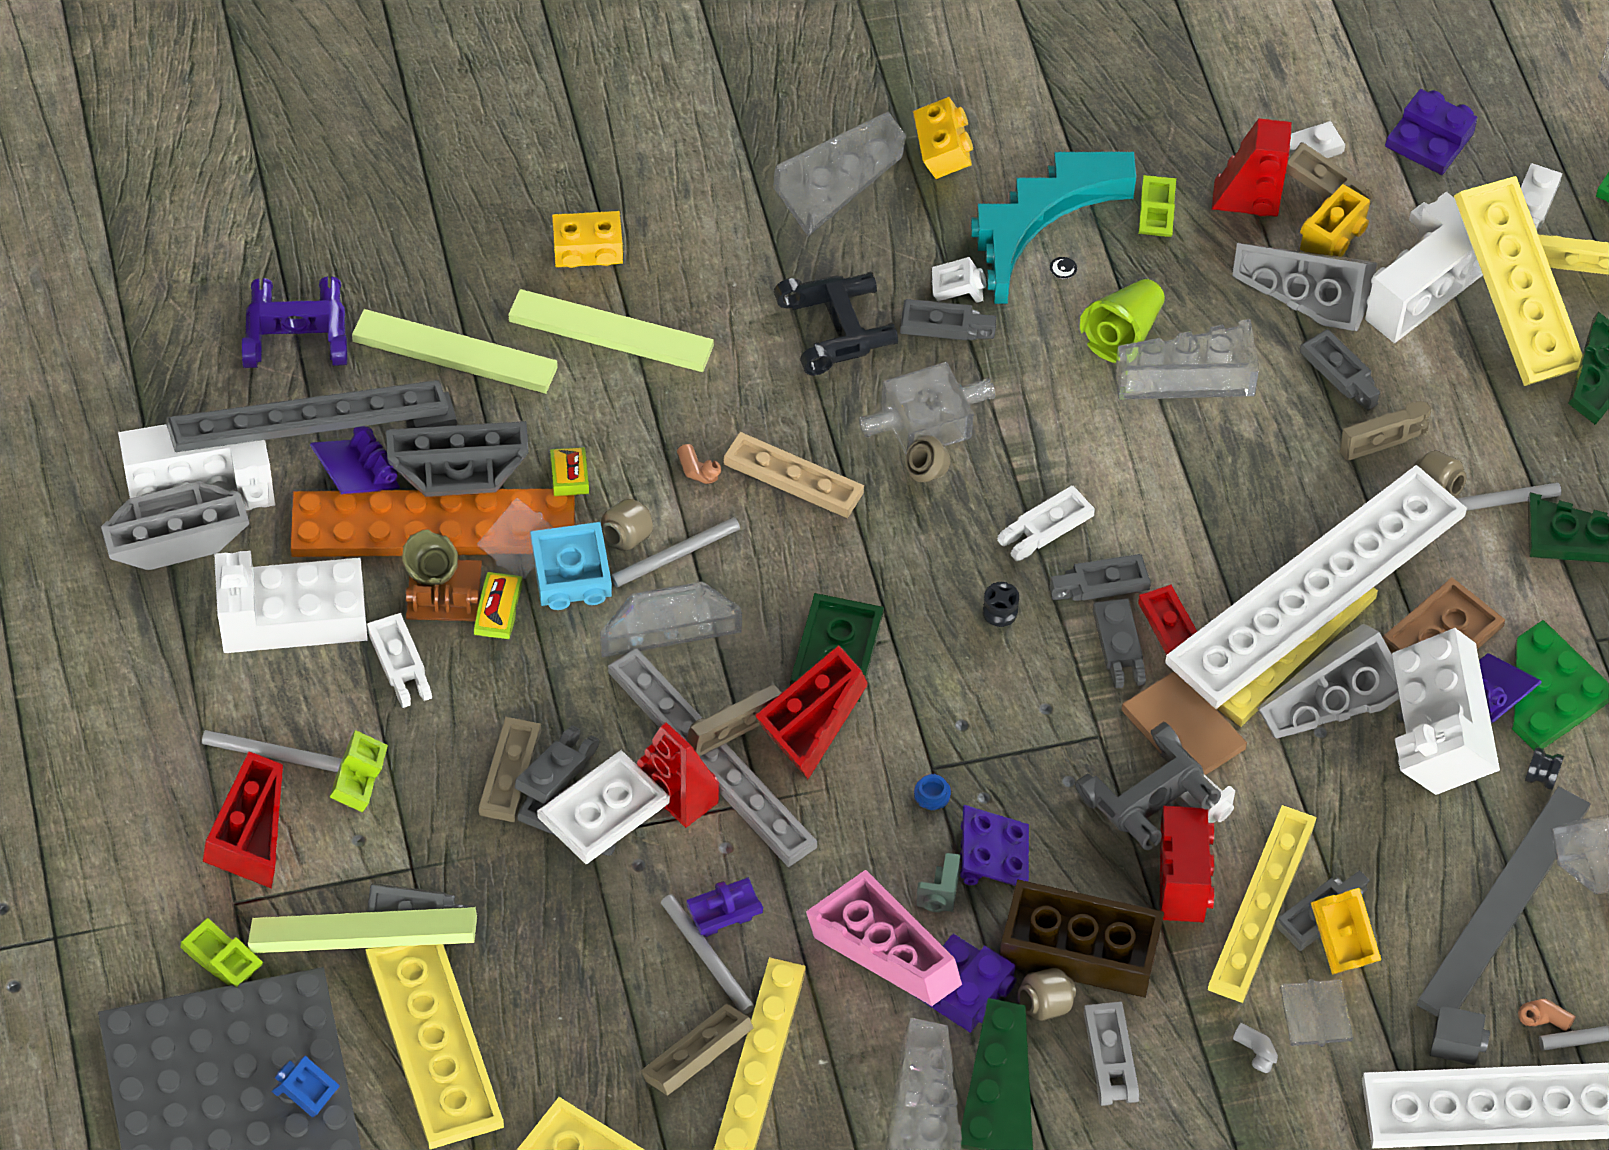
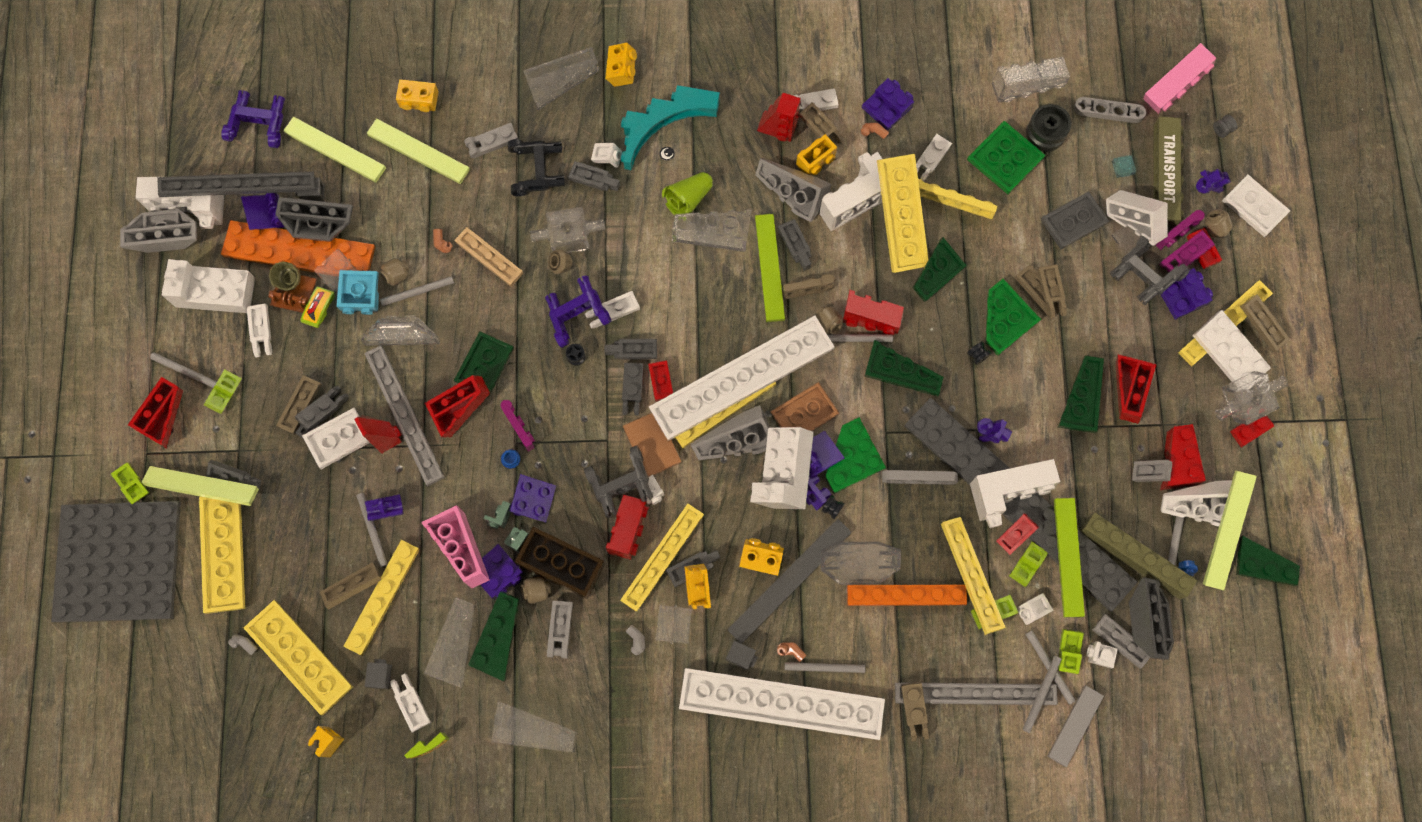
camera: 15 degrees right, 20 degrees up
(305, 1085) = (146, 572): blue bracket -> none
(569, 471) = (373, 233): slope -> none
(730, 721) = (413, 401): dark tan plate -> none
(739, 293) = (490, 140): none -> light grey plate
(930, 734) = (517, 423): none -> magenta plate
(981, 523) = (560, 314): none -> dark purple connector
(988, 918) = (516, 539): none -> sand green bracket
(1157, 206) = (726, 125): lime slope -> none
(1306, 415) = (769, 268): none -> lime tile
(1418, 170) = (874, 127): none -> nougat arm
(1444, 865) = (761, 556): none -> yellow brick
(1511, 754) = (814, 495): none -> dark purple hips
(1512, 451) = (872, 314): none -> wedge

